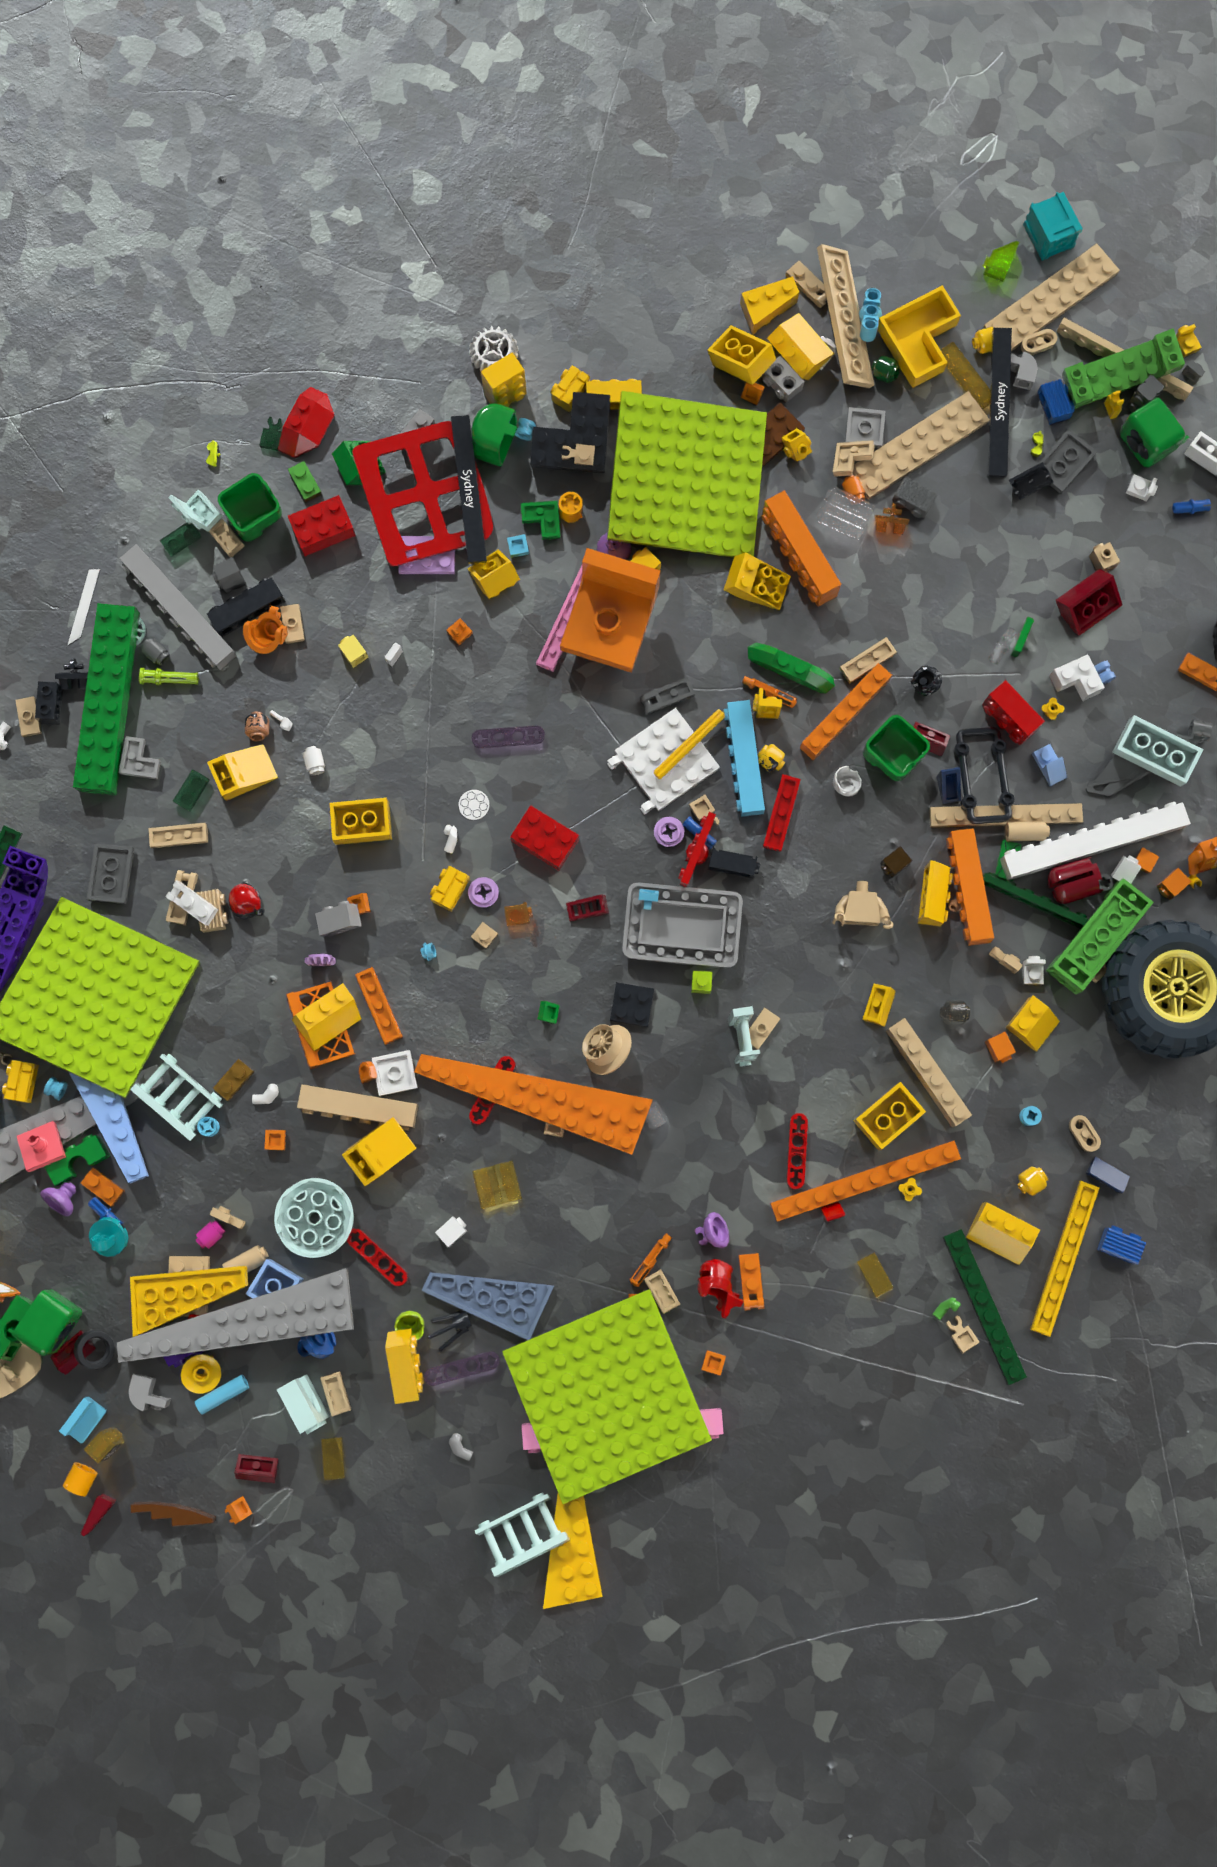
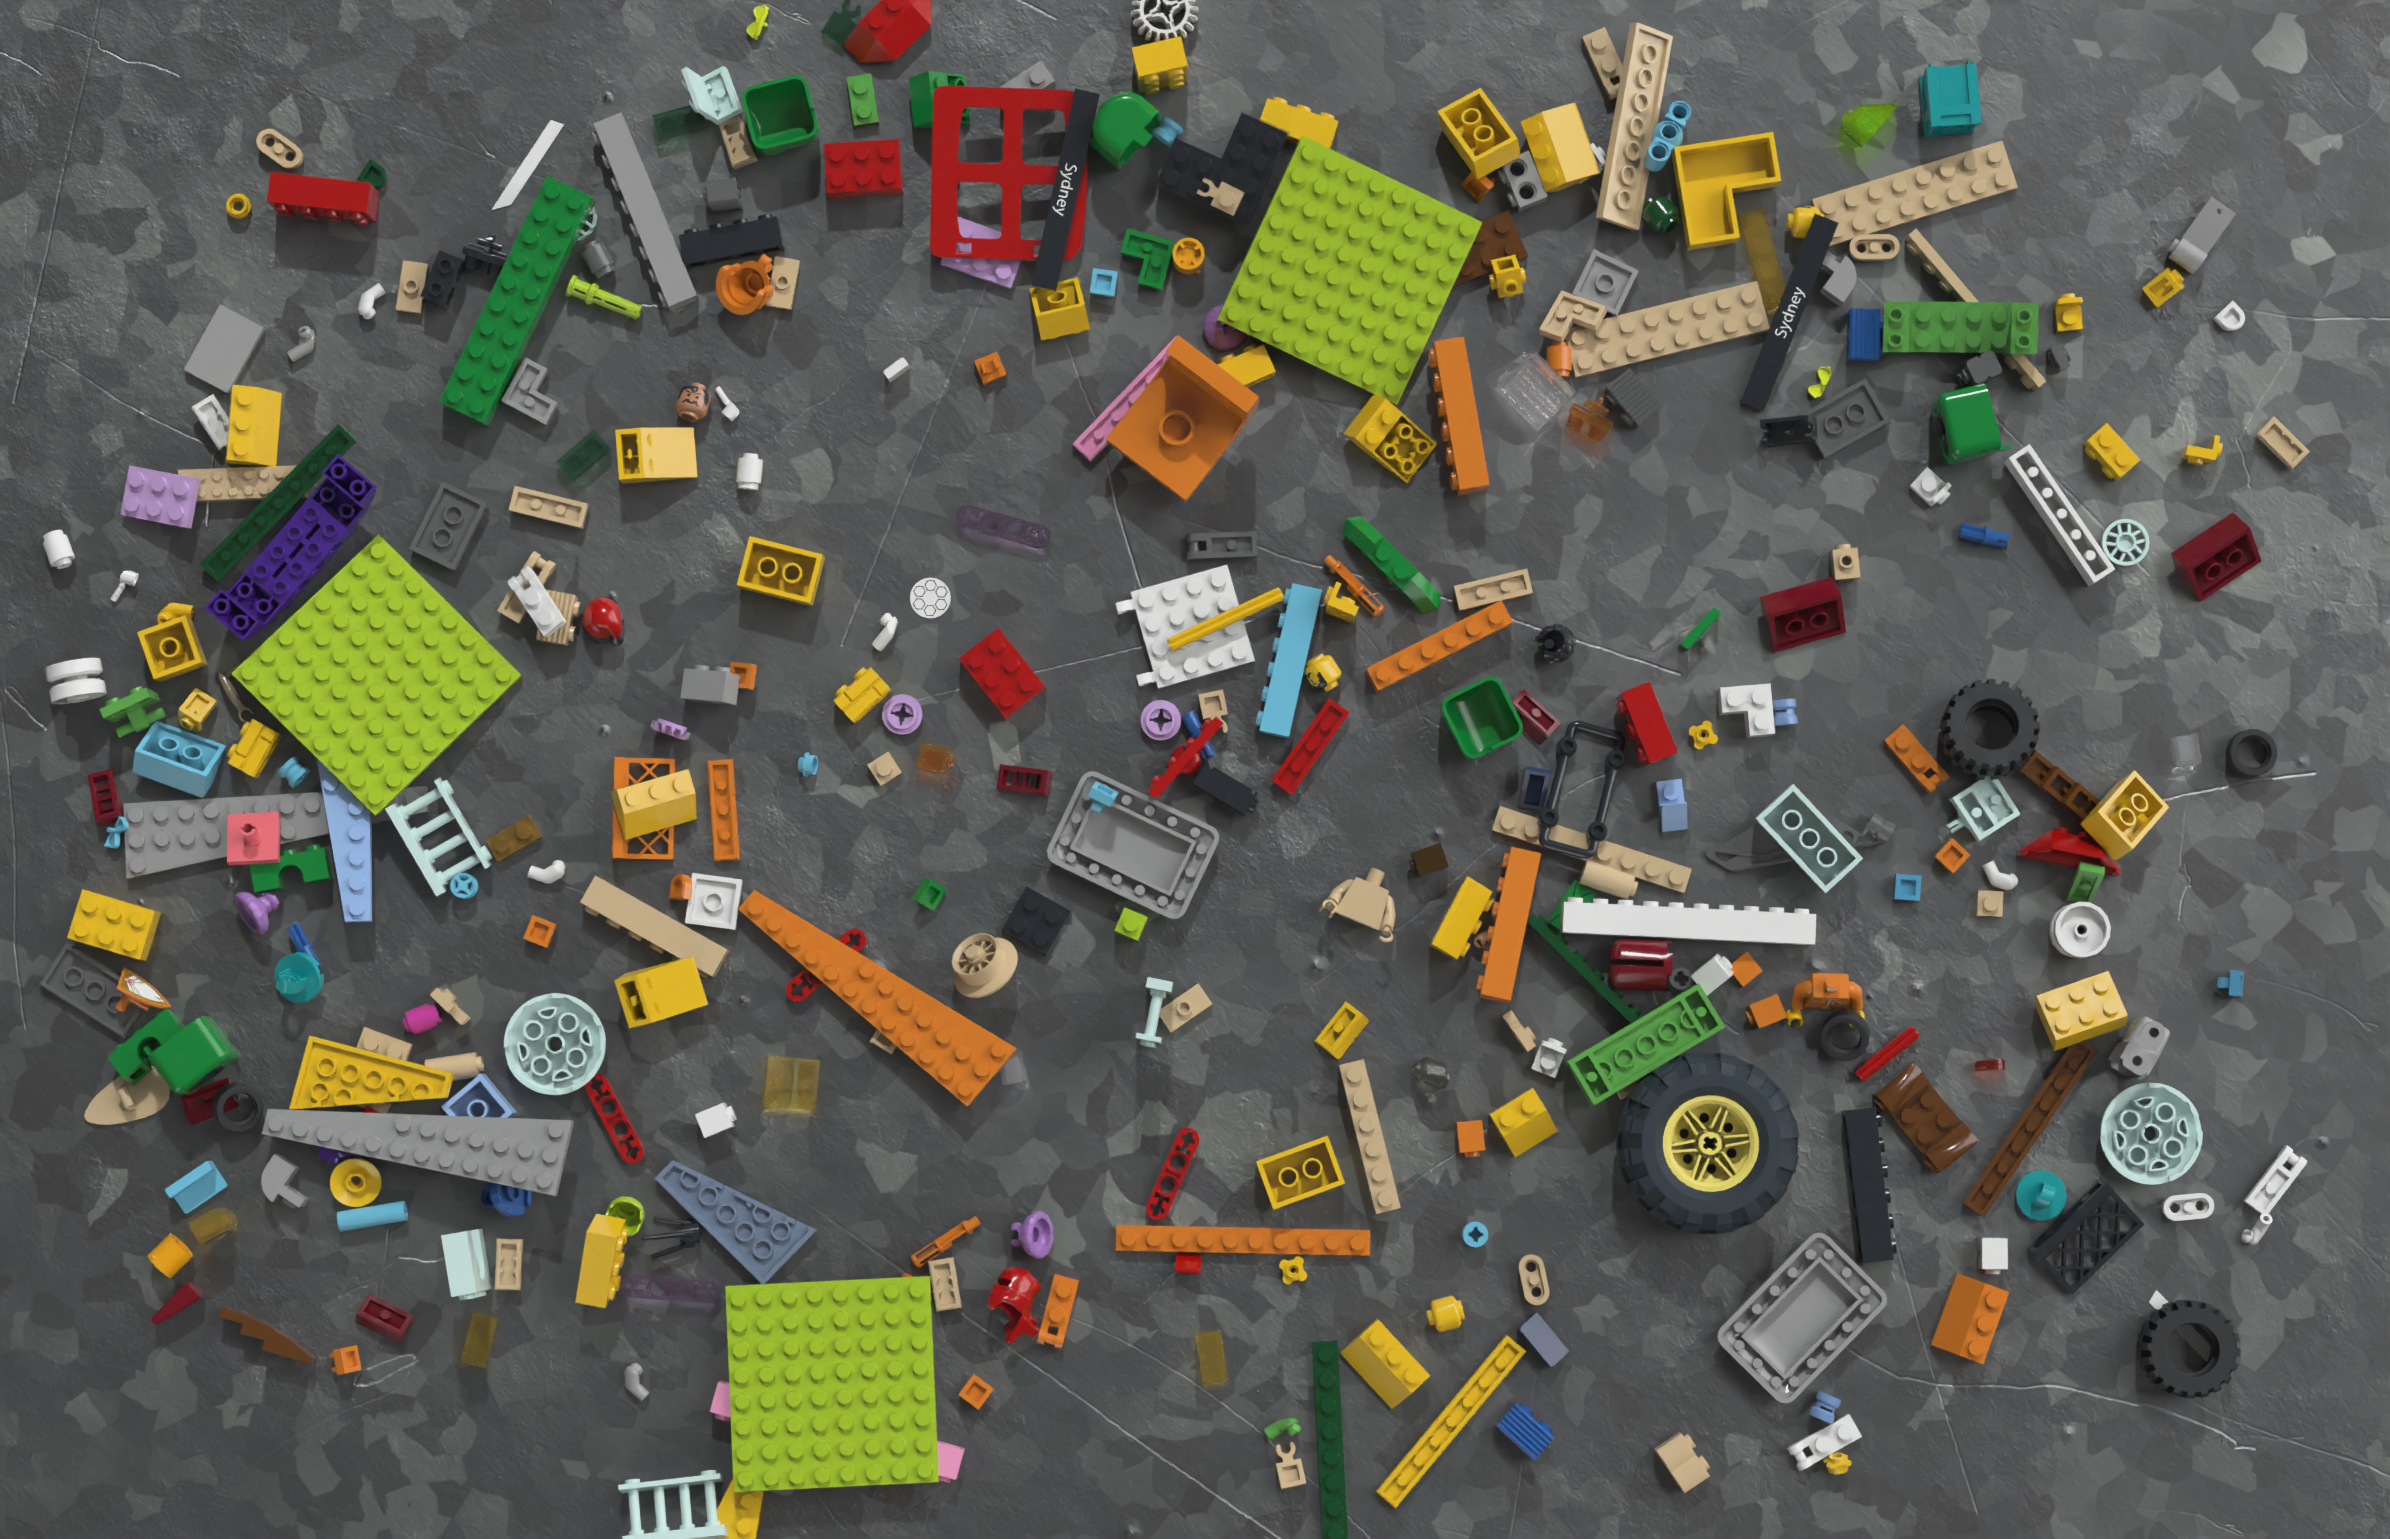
camera: 20 degrees right, 5 degrees up
(102, 1186) = (311, 913): orange plate -> none
(352, 650) = (846, 346): light yellow brick -> none
(572, 381) = (1245, 96): yellow brick -> none
(768, 301) = (1542, 71): yellow wedge -> none
(847, 781) = (1406, 736): white hair -> none
(1113, 404) = (1936, 367): yellow plate -> none

